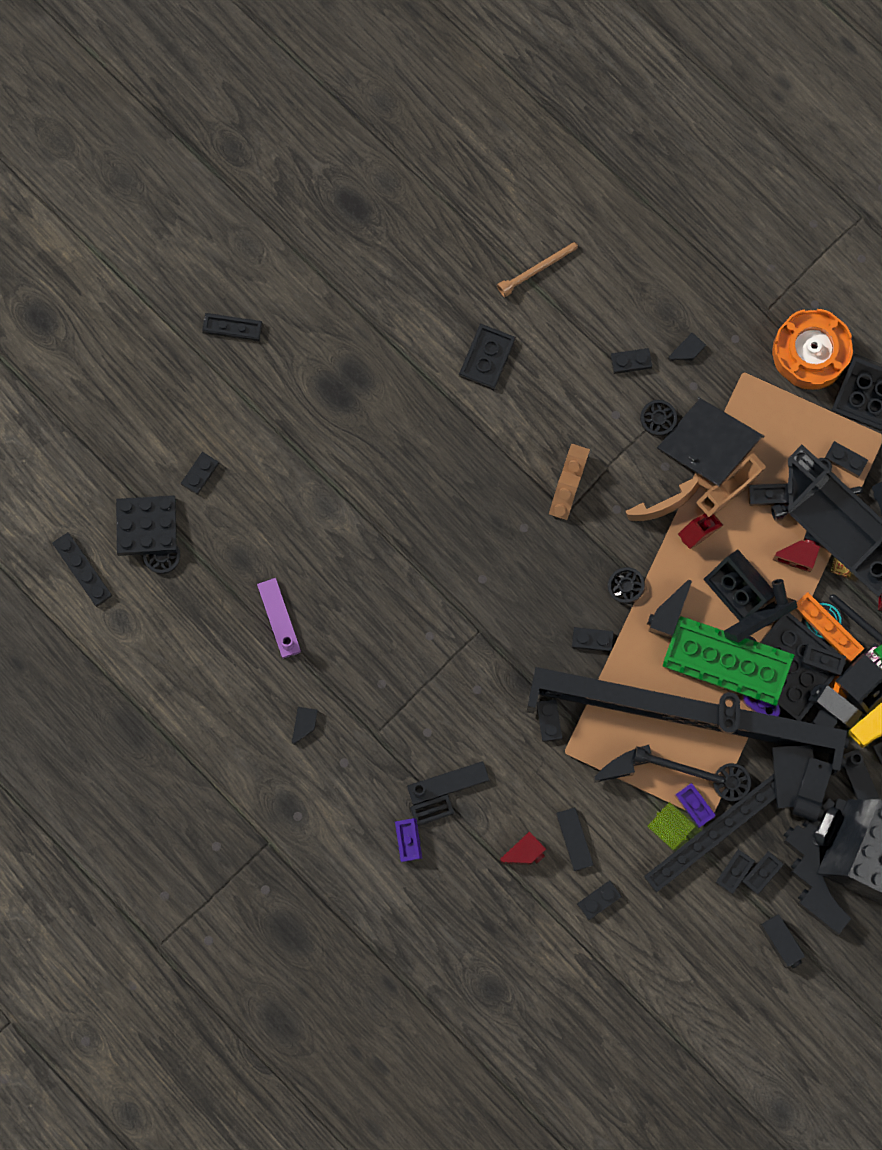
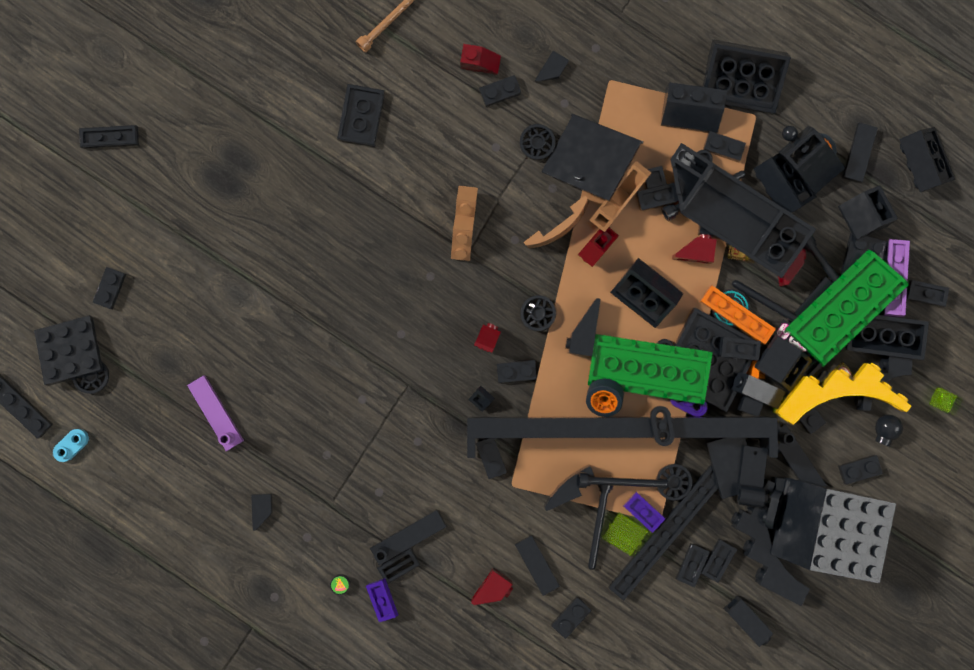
camera: 15 degrees left, 10 degrees up
(127, 621) = (70, 446): none -> medium azure plate
(368, 816) = (340, 584): none -> tile
(551, 658) = (481, 398): none -> black plate
(569, 599) = (487, 338): none -> dark red slope
(617, 326) = (479, 59): none -> dark red slope
(659, 772) = (604, 489): none -> black piece
(681, 670) = (598, 403): none -> wheel
(764, 616) = (674, 320): black piece -> none
(770, 475) = (656, 177): none -> black plate
(812, 349) = (672, 43): orange piece -> none
(821, 414) = (693, 107): none -> black slope

